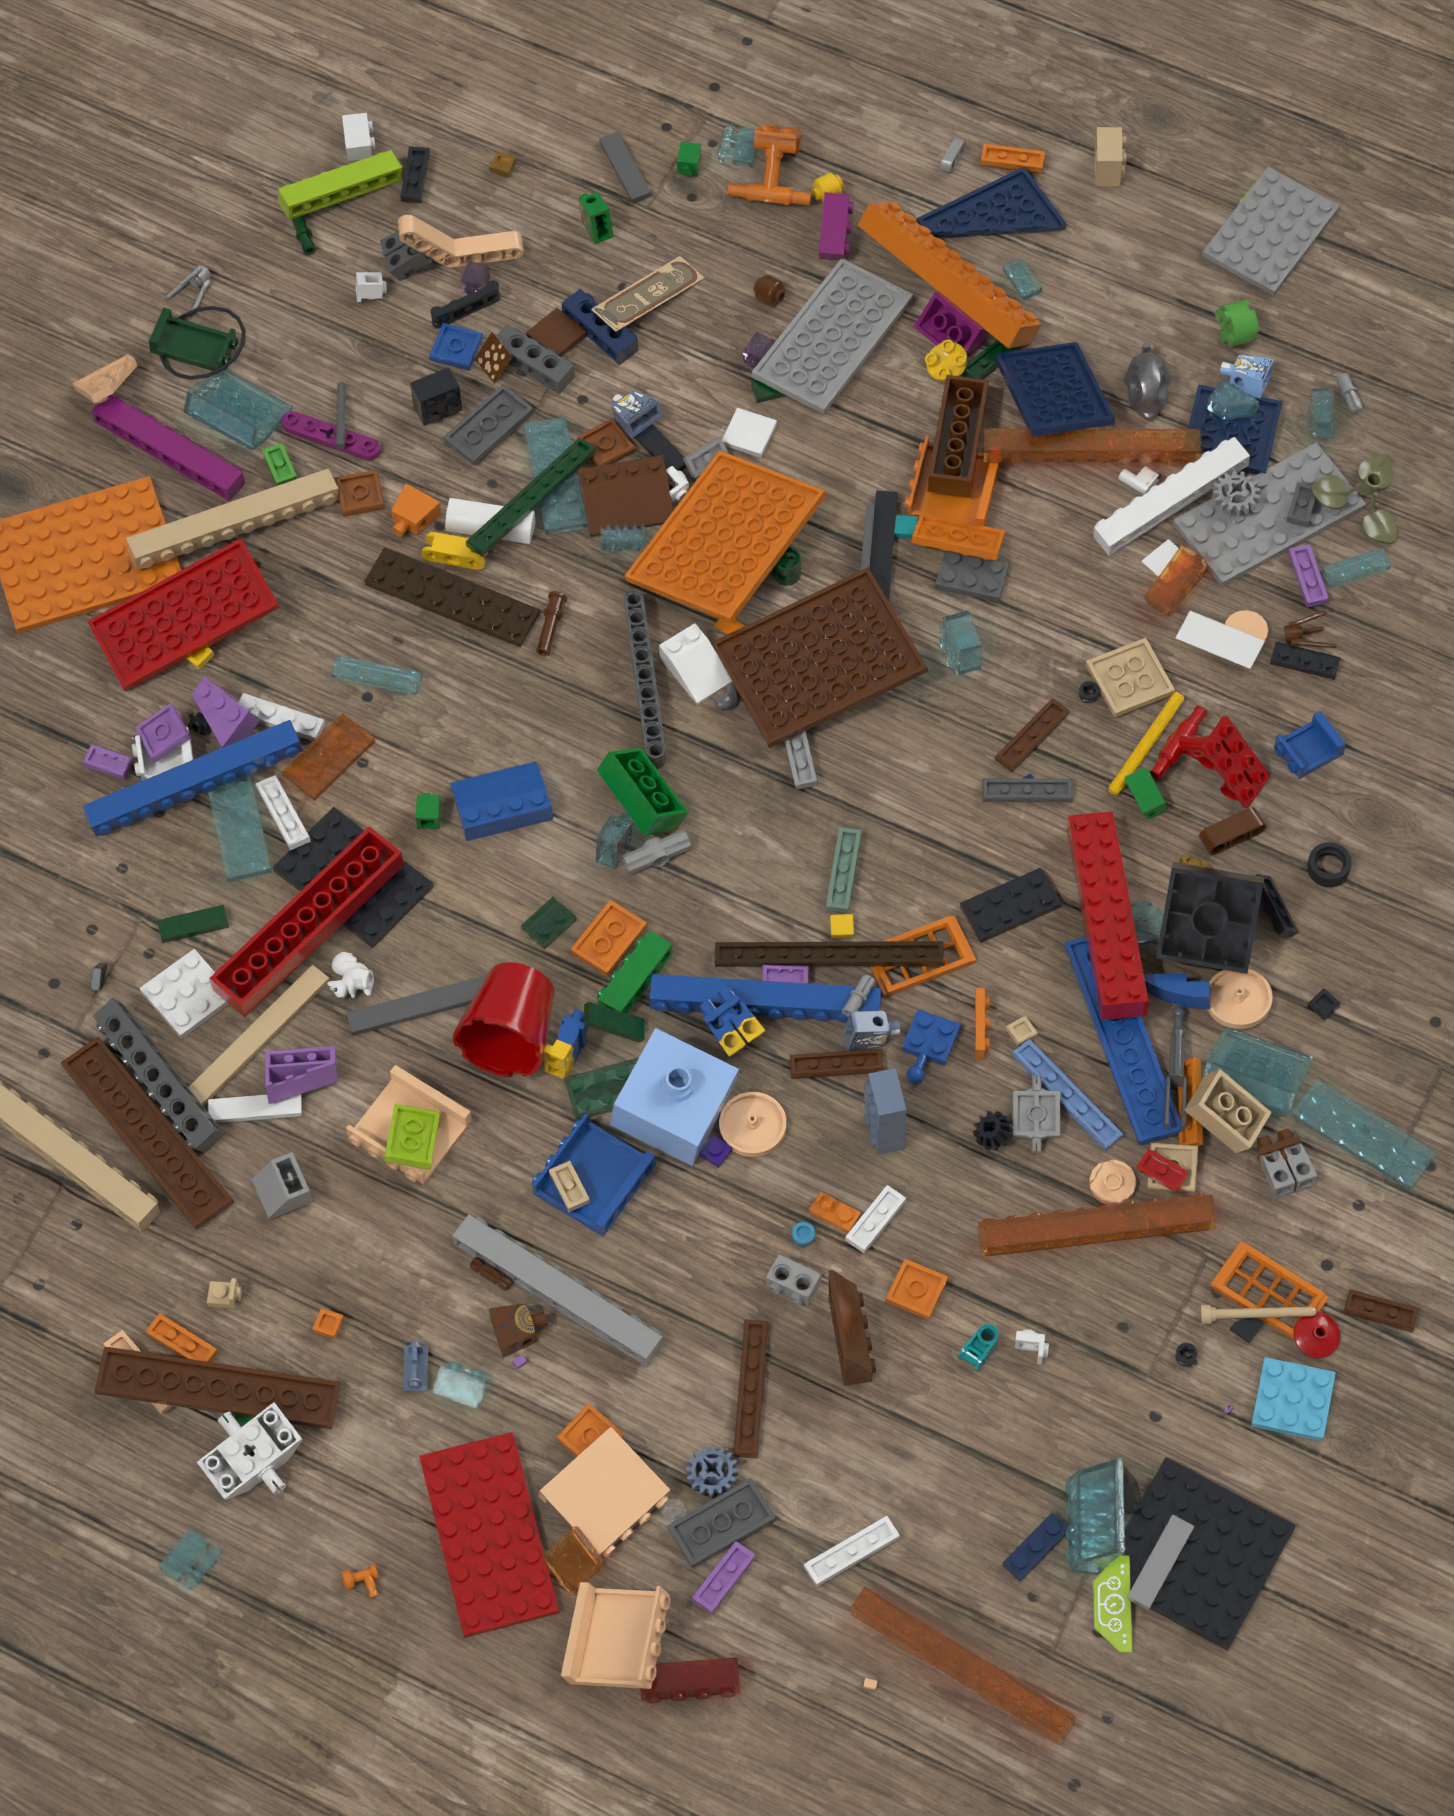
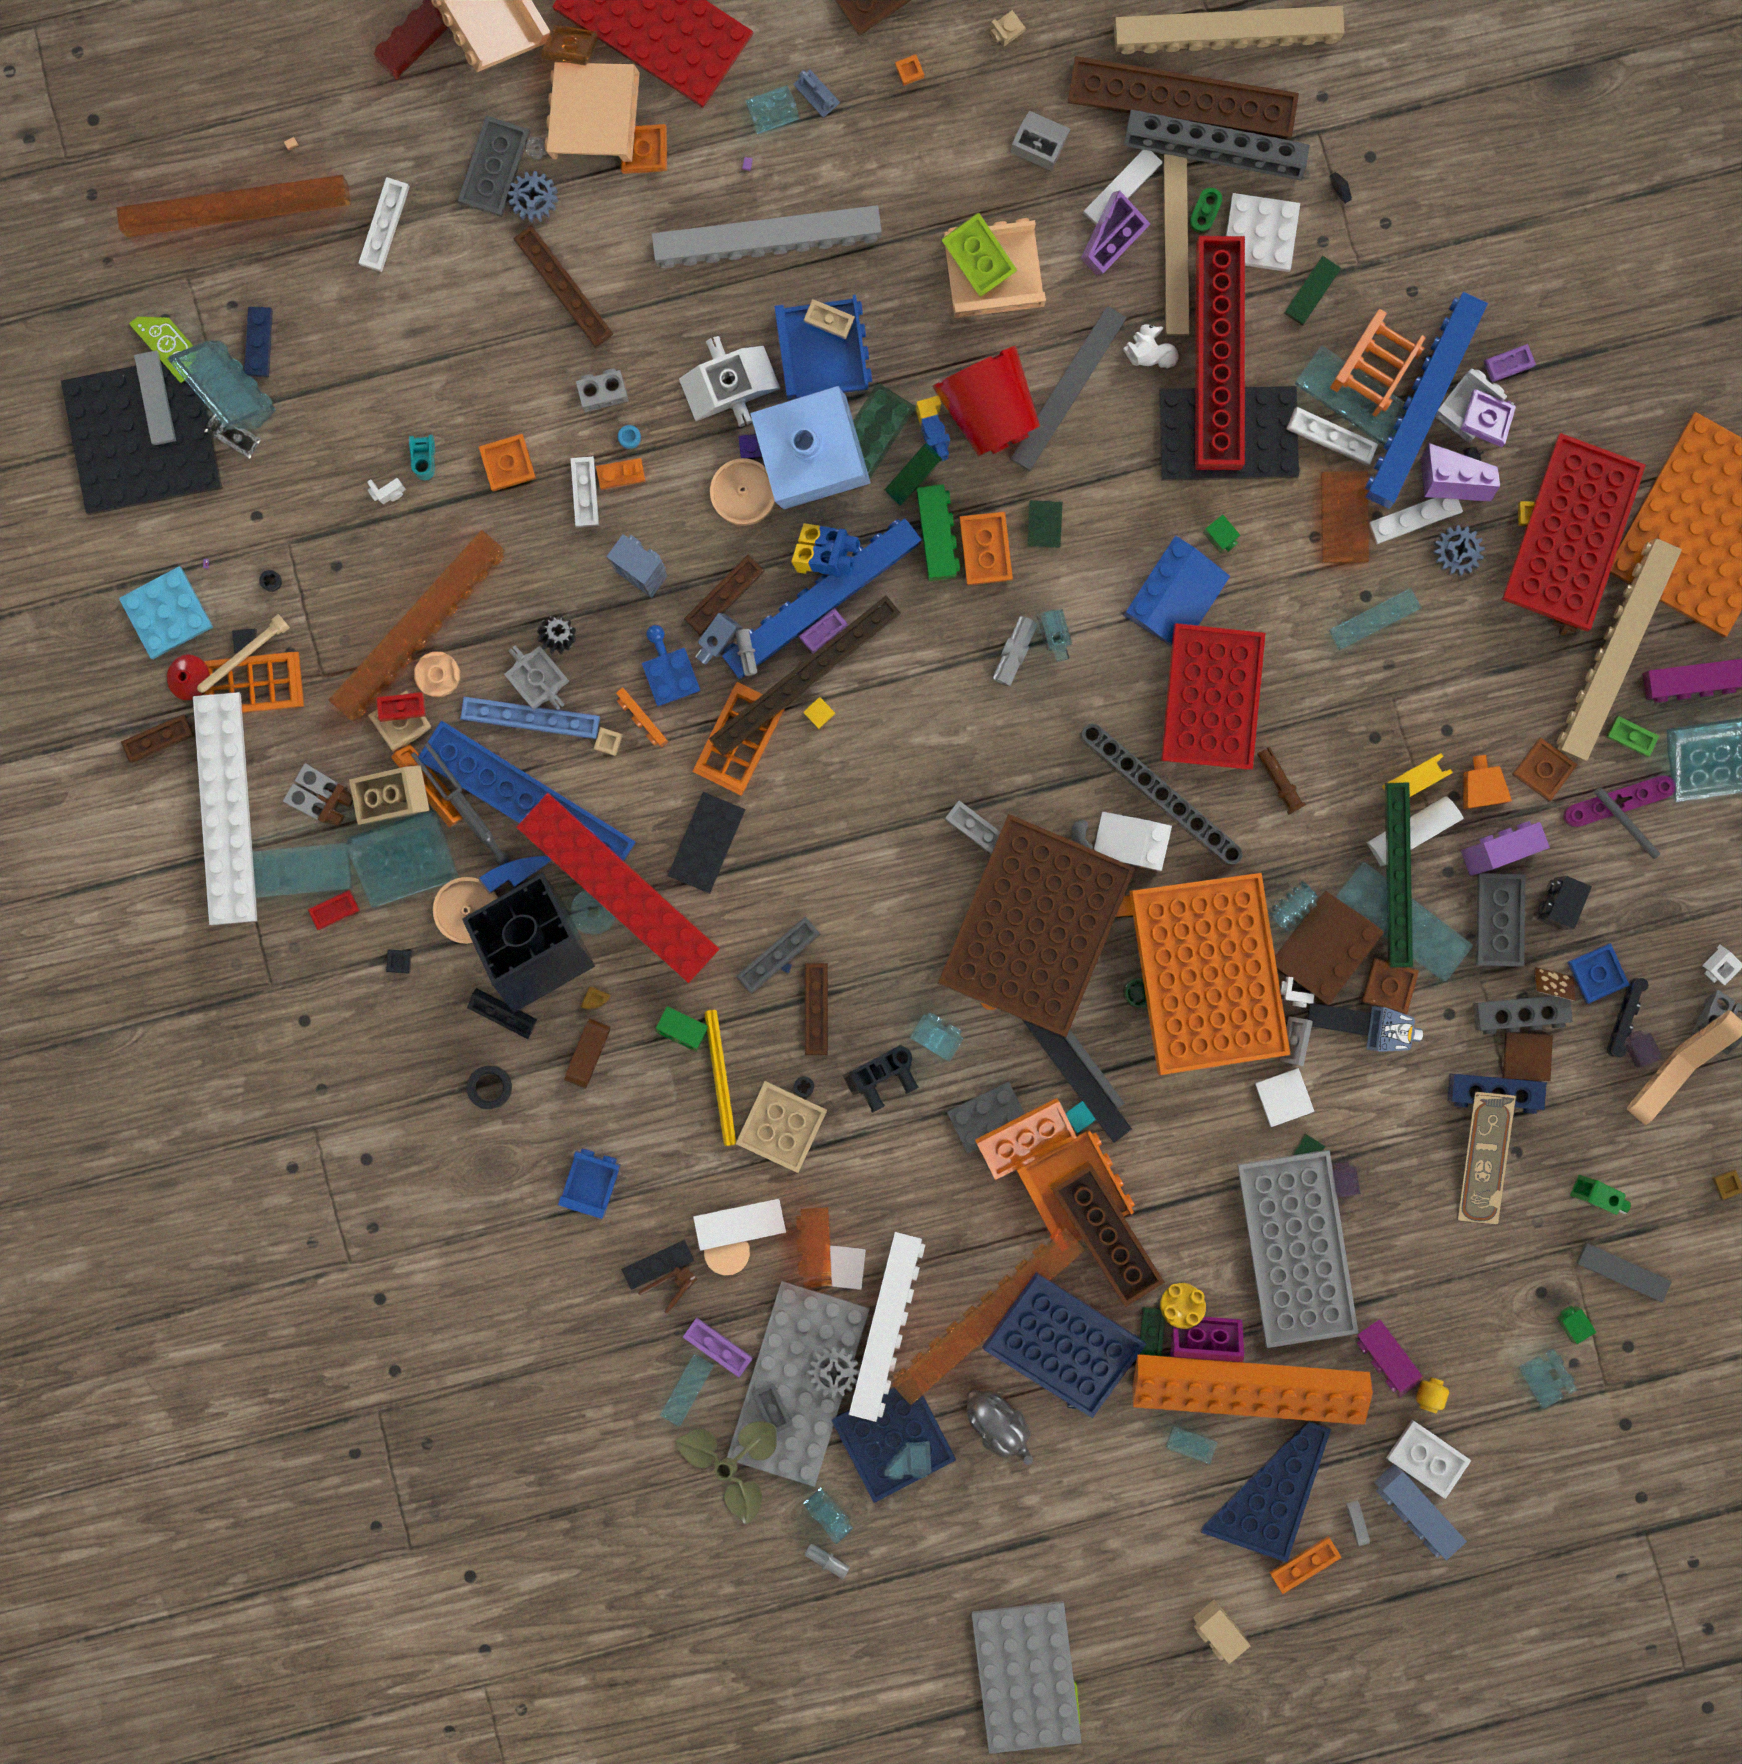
camera: 135 degrees right, 25 degrees up
(206, 848) = (1367, 344): none -> orange fence
(211, 1038) = (1206, 211): none -> green plate
(276, 669) = (1468, 552): none -> sand blue gear
(441, 461) = (1505, 848): none -> medium lavender wedge
(452, 597) = (1382, 739): dark brown plate -> none
(491, 1273) = (828, 207): reddish brown axle -> none
(515, 1327) = (771, 182): reddish brown torso -> none
(543, 710) = (1213, 696): none -> red plate
(642, 791) = (1068, 687): green brick -> none
(710, 1211) = (707, 388): none -> white slope
(723, 1577) = (457, 128): medium lavender plate -> none
(769, 290) = (1389, 1248): reddish brown head -> none
(775, 144) = (1512, 1397): orange plate -> none
(843, 870) = (858, 760): sand green plate -> none
(850, 1330) = (522, 380): reddish brown slope -> none
(867, 157) = (1428, 1459): none -> white plate
(906, 128) = (1416, 1508): none -> sand blue brick
(1037, 659) = (866, 1076): none -> black piece
(1142, 482) = (924, 1325): white piece -> none
(1220, 751) = (637, 1104): red plate -> none
(1237, 323) = (971, 1548): bright green brick -> none
(1249, 373) = (921, 1504): light blue torso -> none
(1345, 1078) = (333, 910): none -> red tile
(1368, 1210) = (225, 808): none -> white plate

